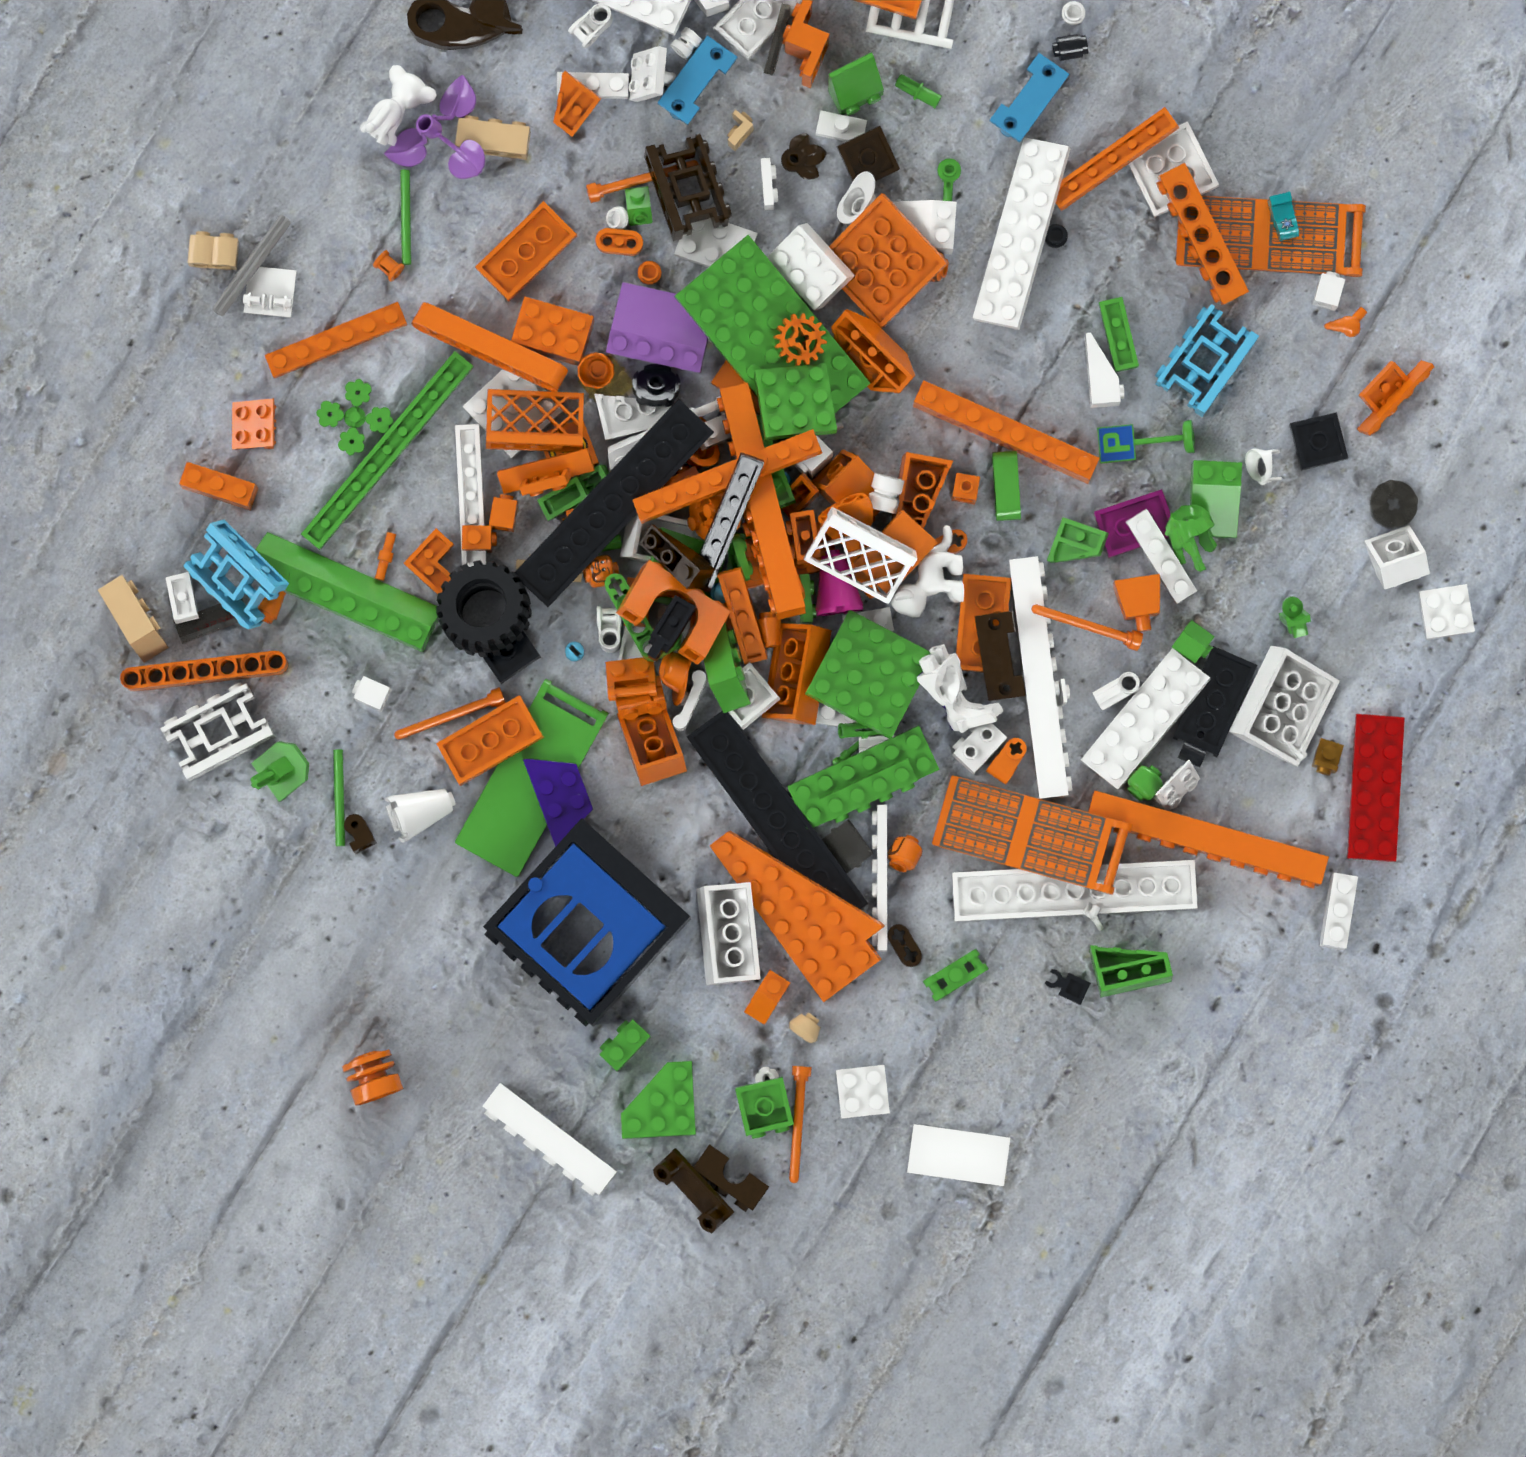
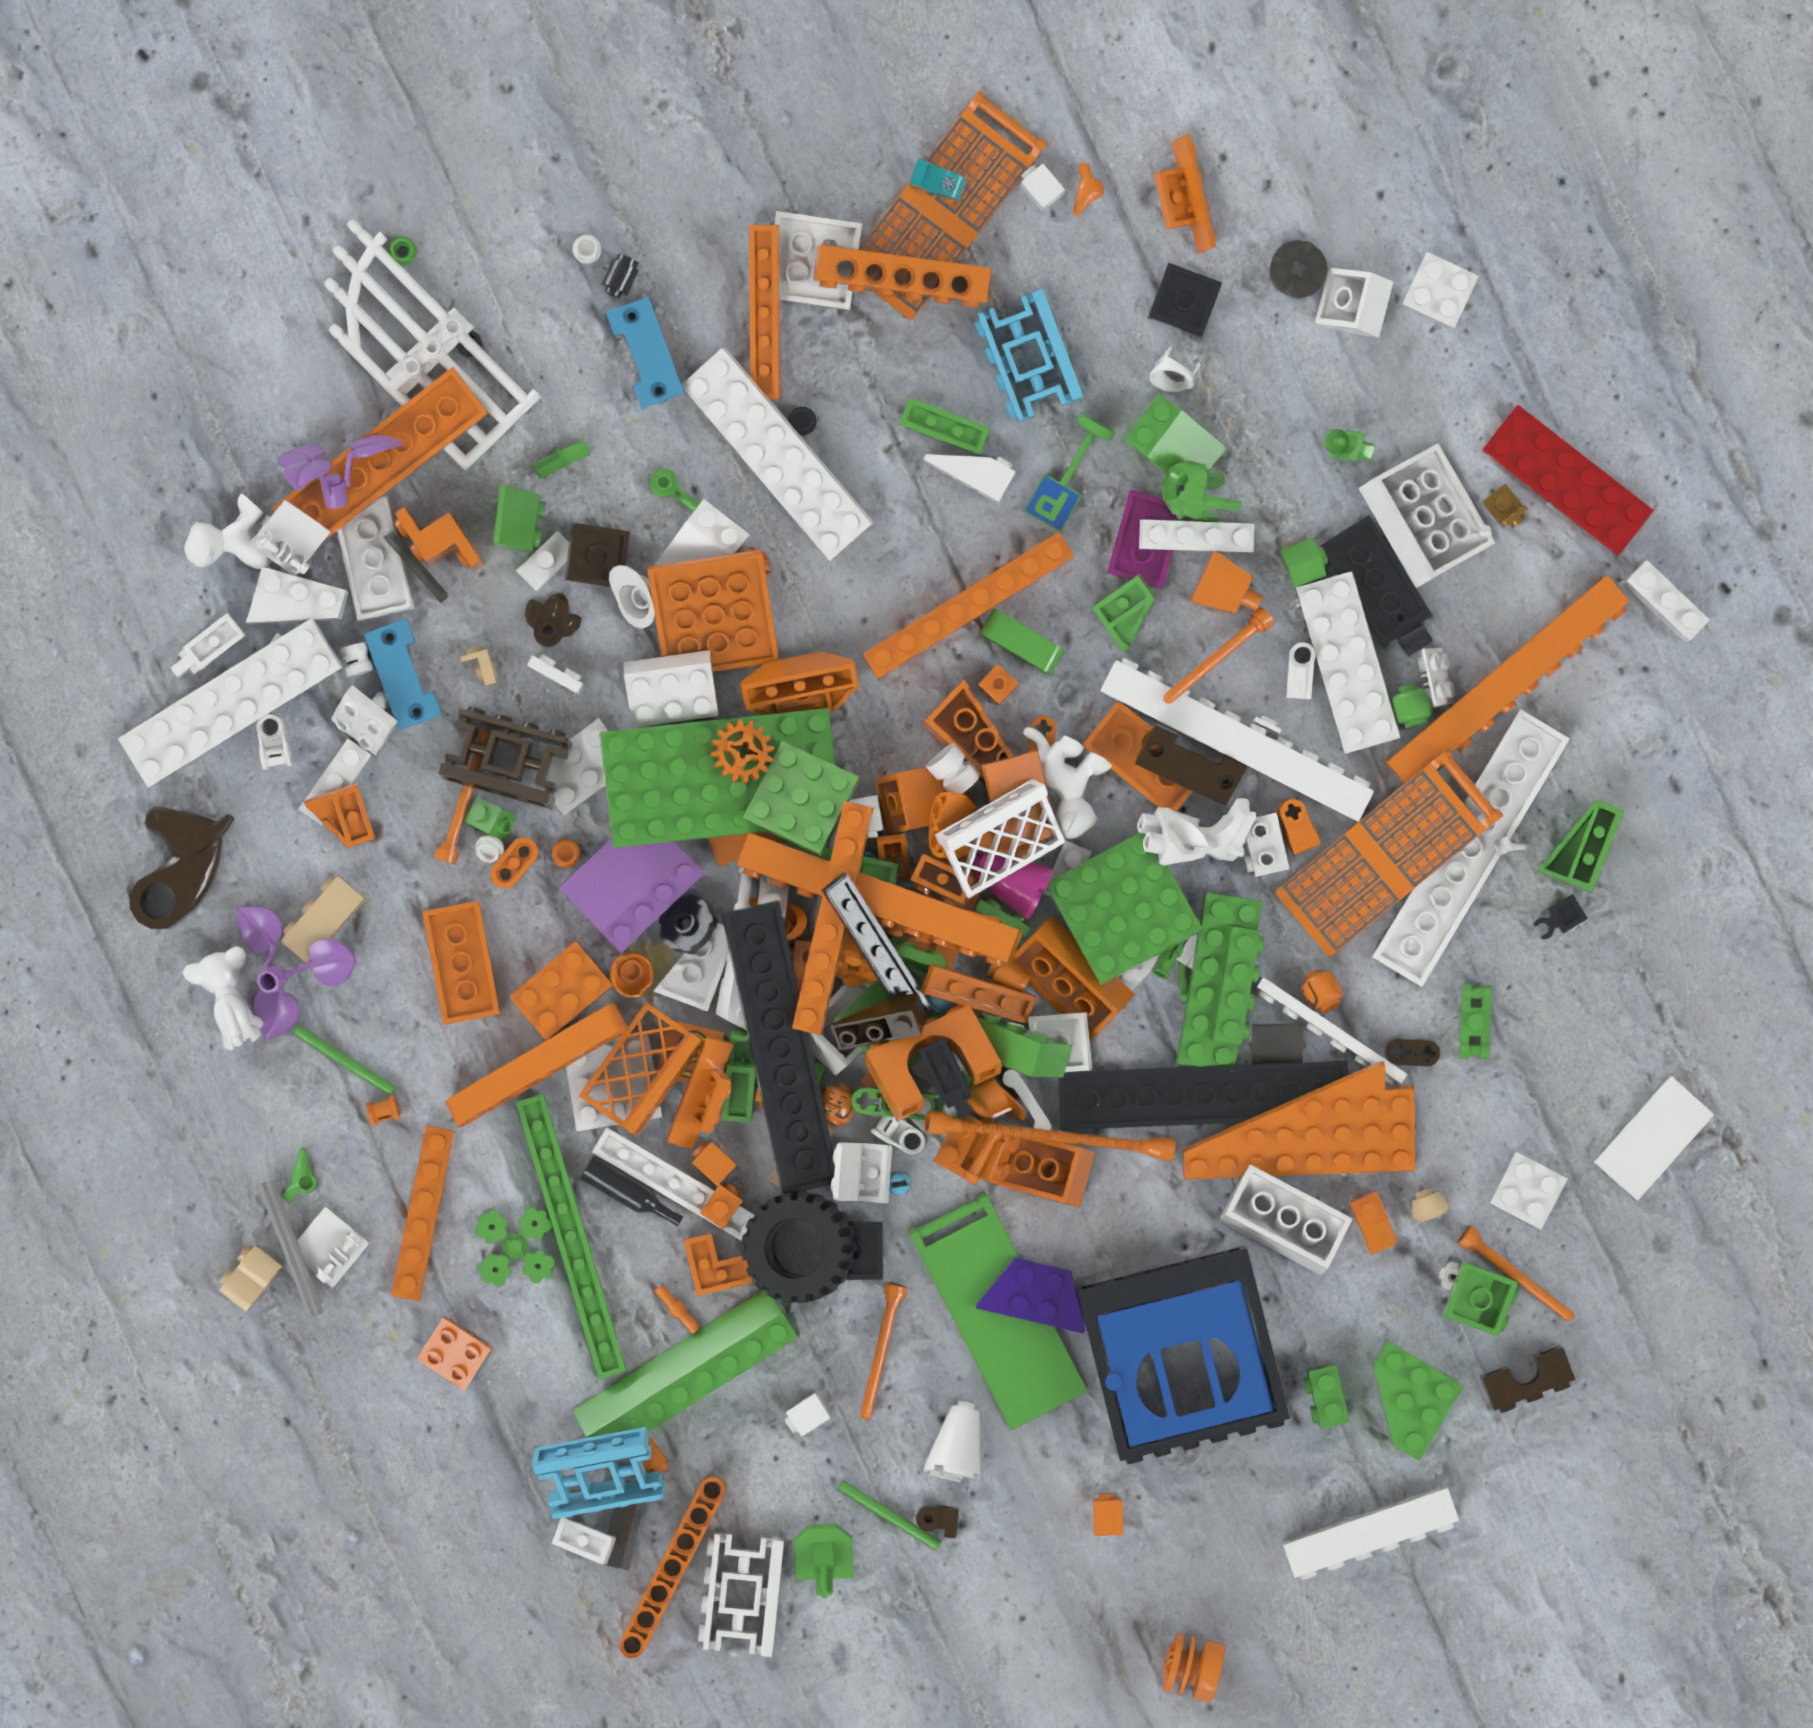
camera: 55 degrees left, 5 degrees up
(133, 618) = (571, 1603): tan wedge -> none
(218, 486) = (494, 1429): orange brick -> none
(304, 242) = (301, 1178): none -> bright green animal
(439, 948) = (1107, 1515): none -> orange brick
(444, 466) = (626, 1189): none -> black piece
(490, 740) = (933, 1327): orange plate -> none
(564, 617) = (861, 1172): none -> white bracket
(635, 645) = (942, 1123): none -> orange hose
(696, 1188) = (1544, 1416): dark brown brick -> none

